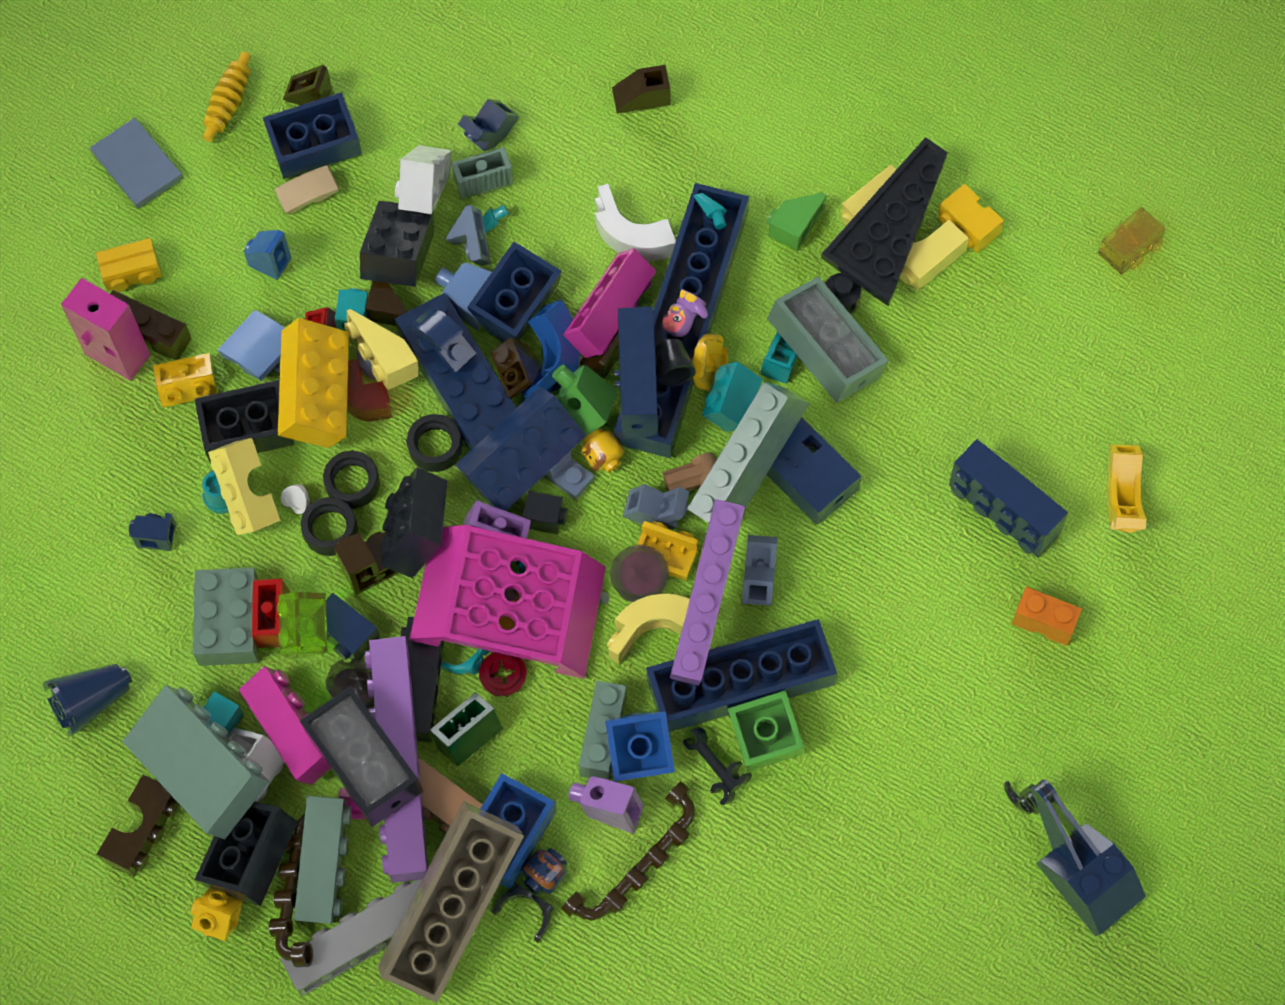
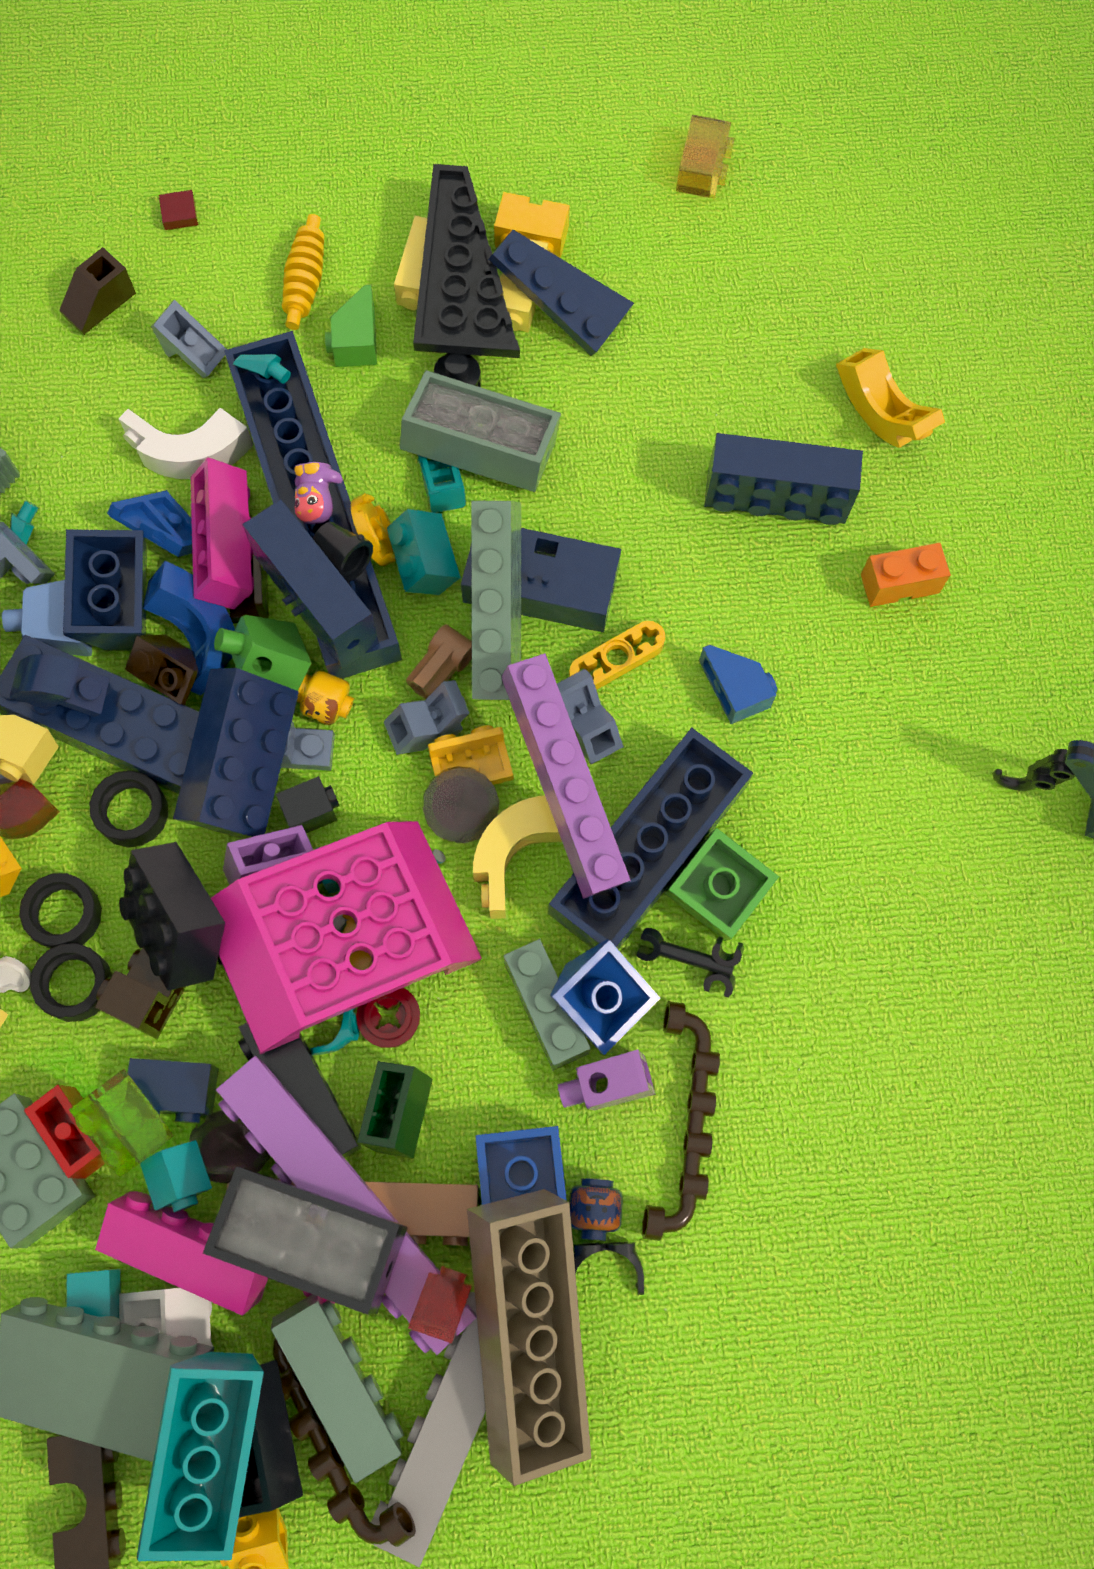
camera: 40 degrees left, 5 degrees up
(222, 830) = (201, 1458): none -> teal slope
(312, 676) = (176, 1176): none -> teal brick
(411, 843) = (441, 1304): none -> clear red slope
(578, 268) = (159, 518): none -> blue wing
(680, 159) = (188, 338): none -> sand blue slope
(738, 62) = (178, 209): none -> dark red tile
(790, 156) = (303, 271): none -> yellow piece
(832, 556) = (634, 635): none -> yellow beam
(878, 615) = (738, 683): none -> blue slope
(956, 284) = (566, 294): none -> dark blue wing

